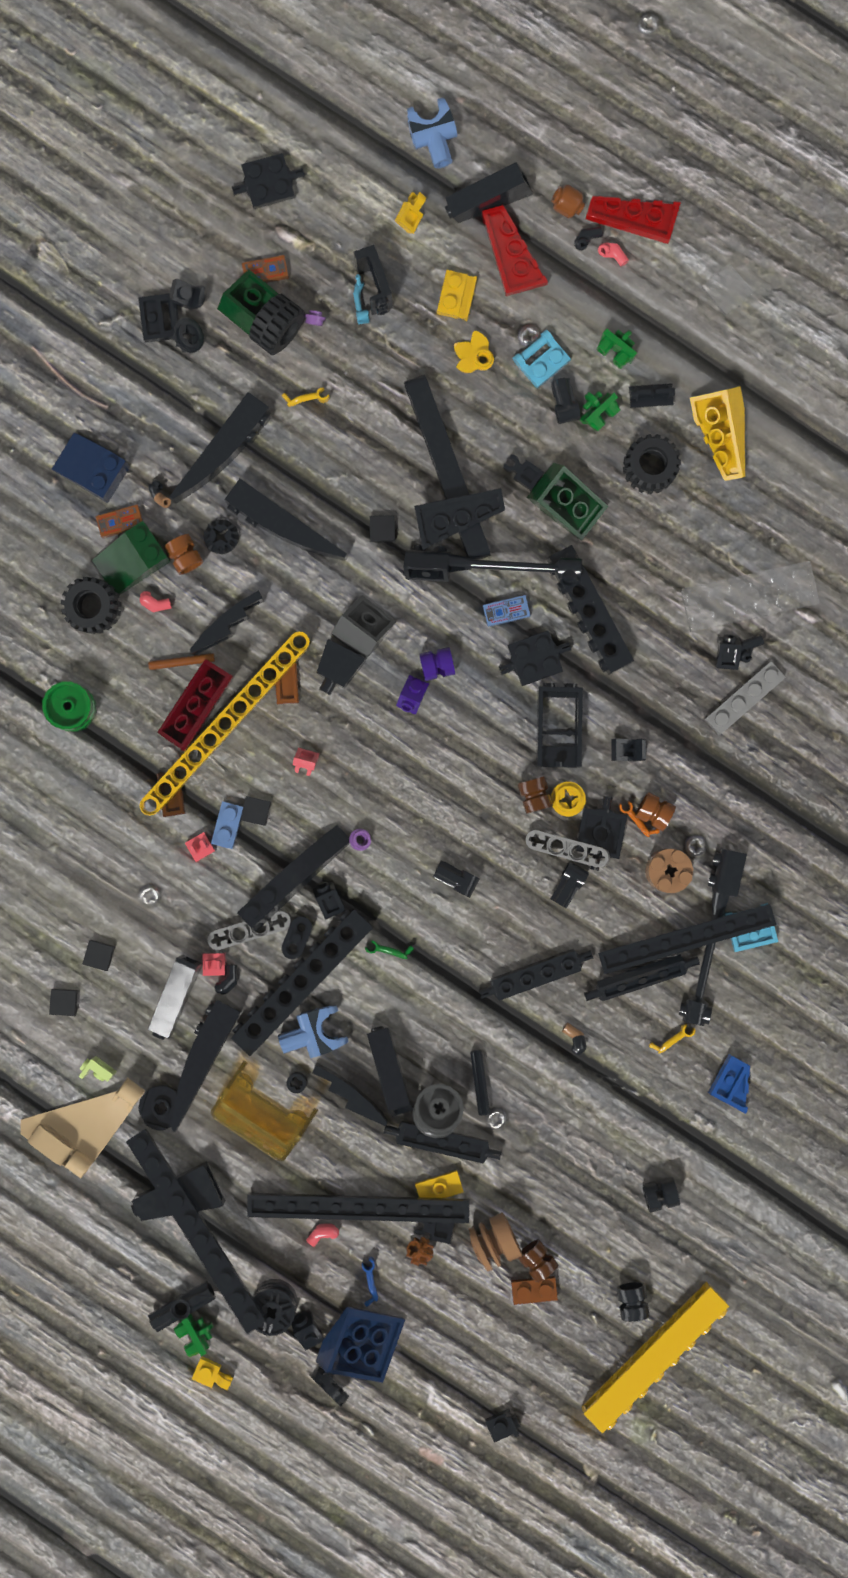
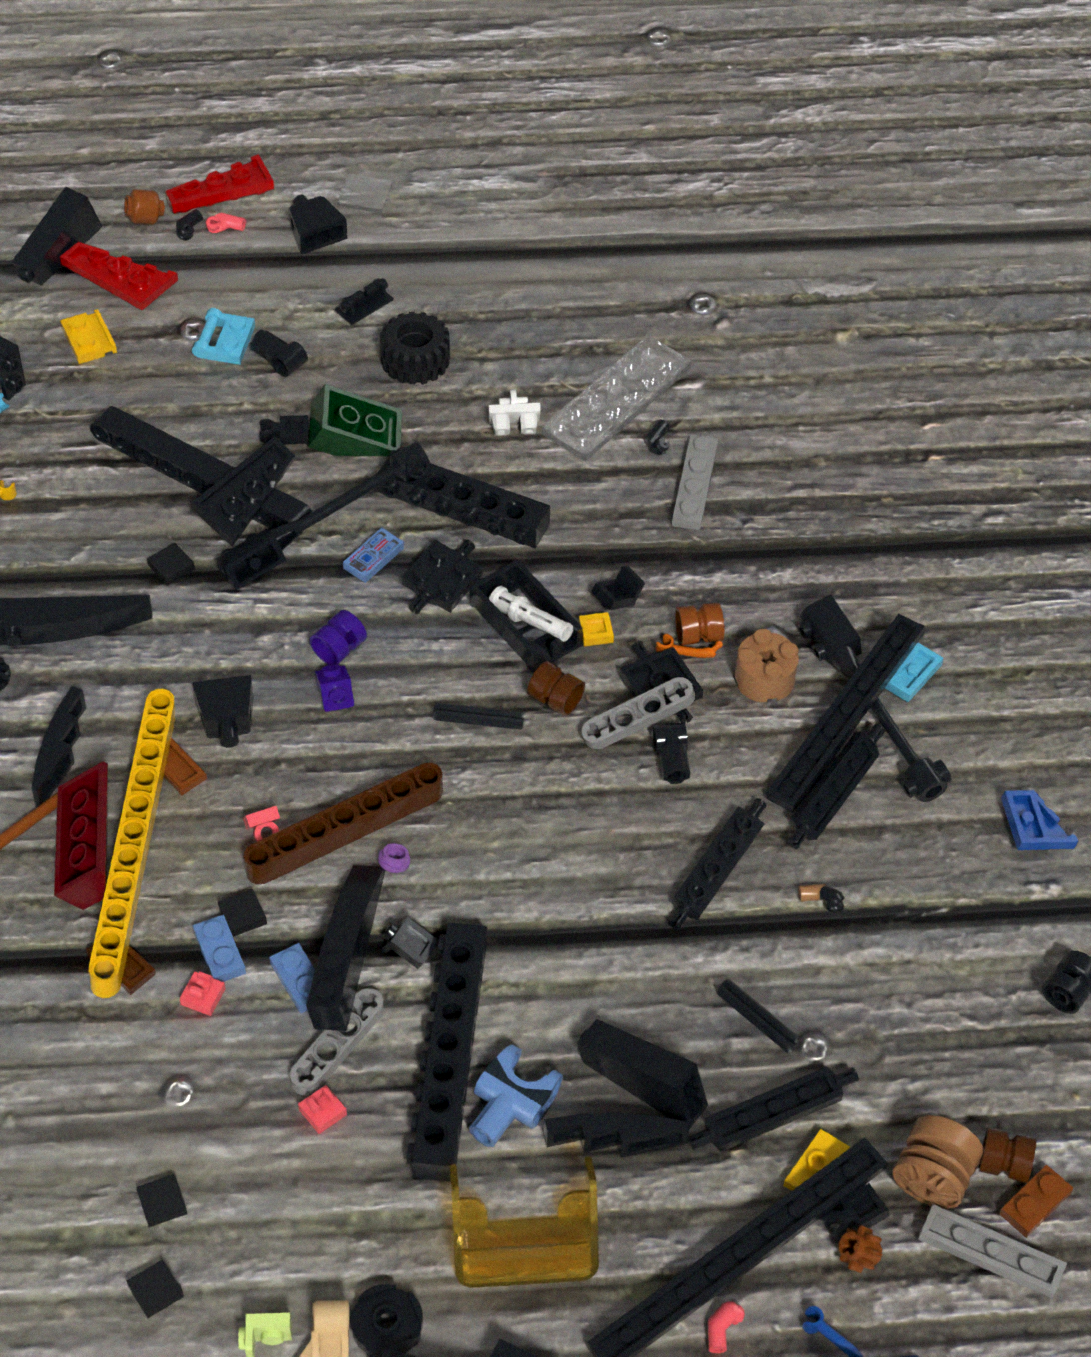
camera: 35 degrees left, 35 degrees down
(174, 996) = (300, 1165): slope -> none
(203, 1053) = (392, 1212): black slope -> none
(229, 982) = (358, 1113): black arm -> none
(257, 873) = (294, 973): none -> medium blue plate
(296, 937) = (403, 1010): black plate -> none
(300, 1076) = (537, 1161): black bush -> none
(338, 798) = (330, 828): none -> reddish brown beam
(363, 626) = (223, 656): dark grey slope -> none
(392, 951) = (505, 953): green piece -> none
(441, 1098) = (737, 1066): dark grey wheel -> none
(460, 880) = (549, 823): black piece -> none
(471, 353) = (148, 369): yellow plate -> none
(479, 776) = (478, 716): none -> black axle
(486, 1300) = (992, 1251): none -> light grey plate
(558, 722) = (519, 609): none -> white pin
(573, 790) = (593, 666): yellow gear -> none
(593, 767) = (596, 629): none -> yellow plate
(606, 403) = (309, 334): green hips -> none
(620, 344) = (295, 282): green hips -> none
(664, 560) = (514, 411): none -> white hips
(666, 1045) = (932, 812): yellow piece -> none
(670, 298) = (316, 223): none -> black torso
(723, 425) = (457, 284): yellow wedge -> none
(728, 652) = (641, 451): black bracket -> none

